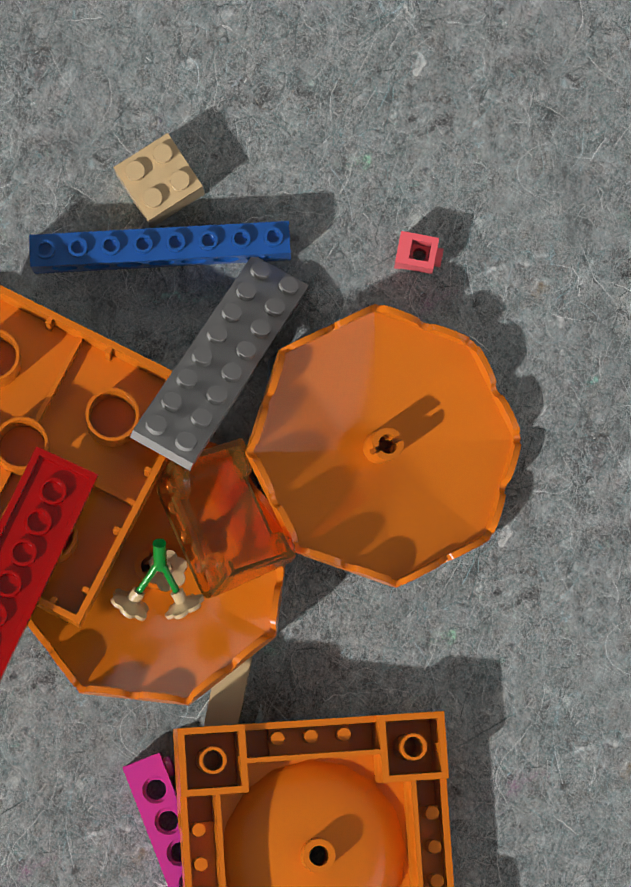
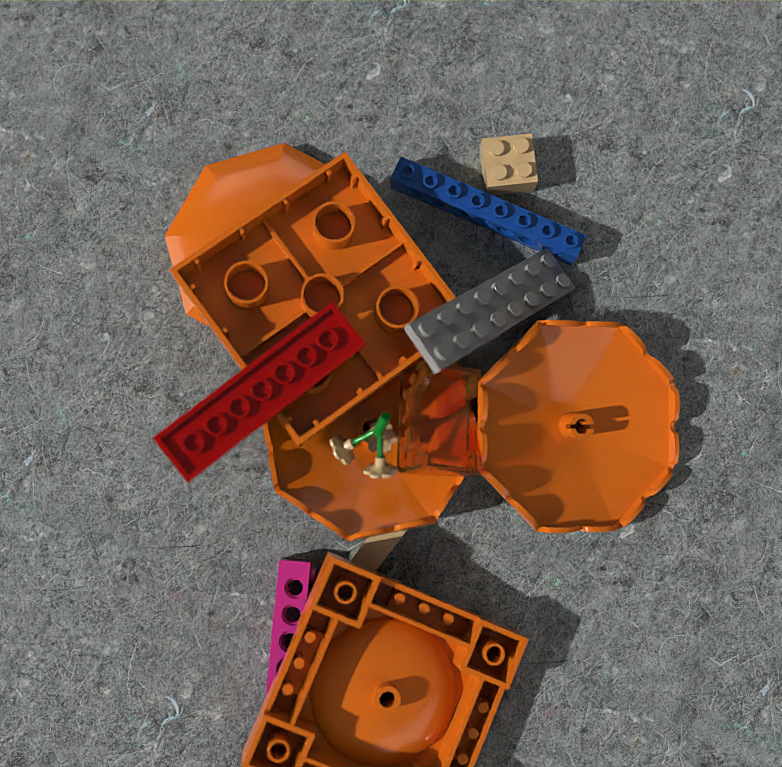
camera: 25 degrees right, 0 degrees up
(413, 242) = (667, 295): coral brick -> none

